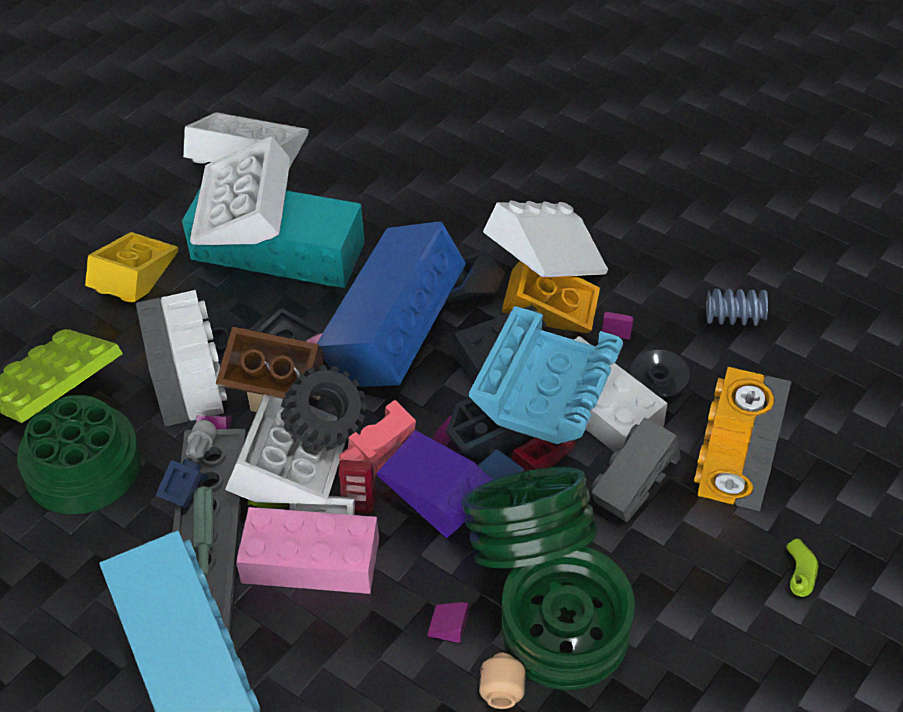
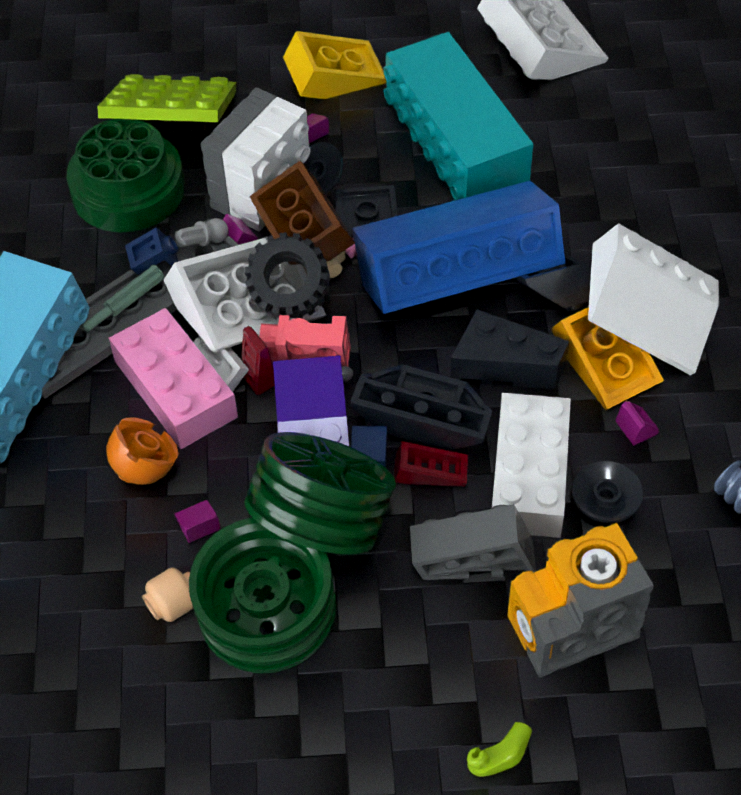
camera: 50 degrees right, 5 degrees up
(242, 196) = (446, 66): white slope -> none
(362, 615) = (139, 452): none -> orange cylinder
(542, 379) = (473, 395): medium azure slope -> none

